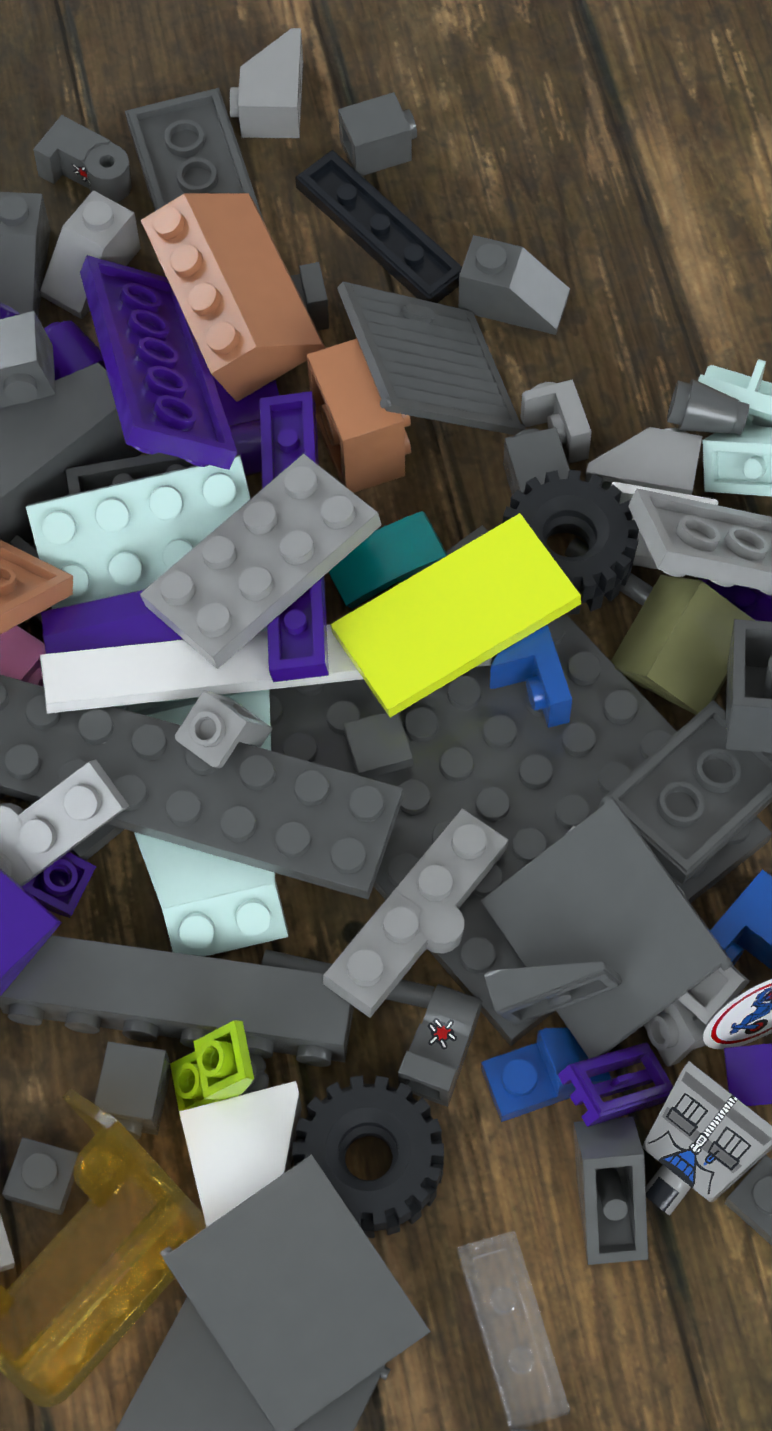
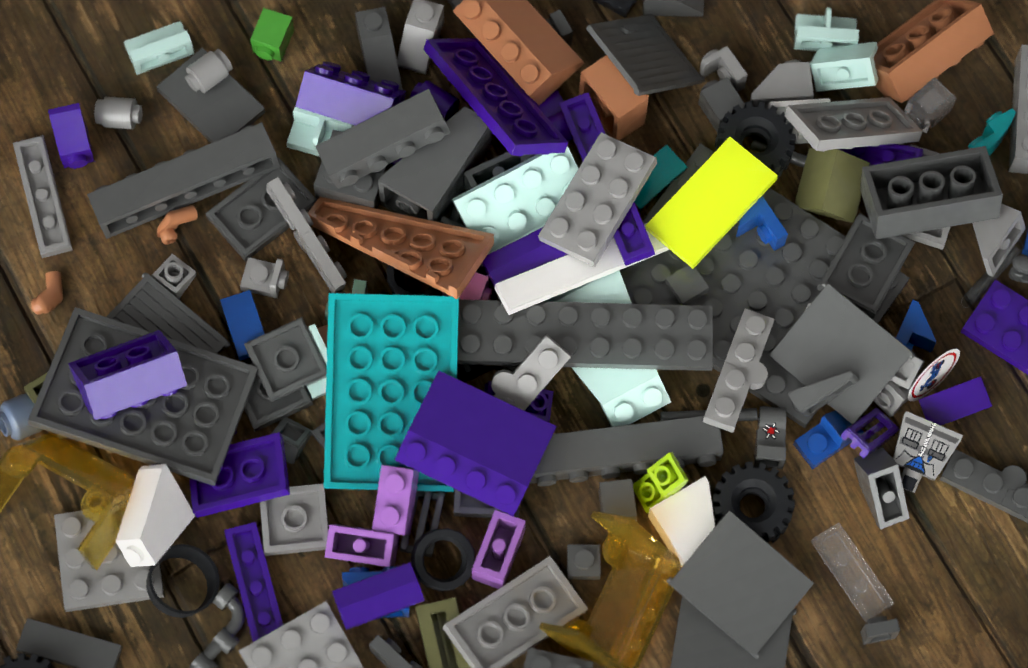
camera: 20 degrees left, 5 degrees up
(217, 727) = (605, 300): light grey bracket -> none
(705, 409) = (807, 46): dark grey cone -> none

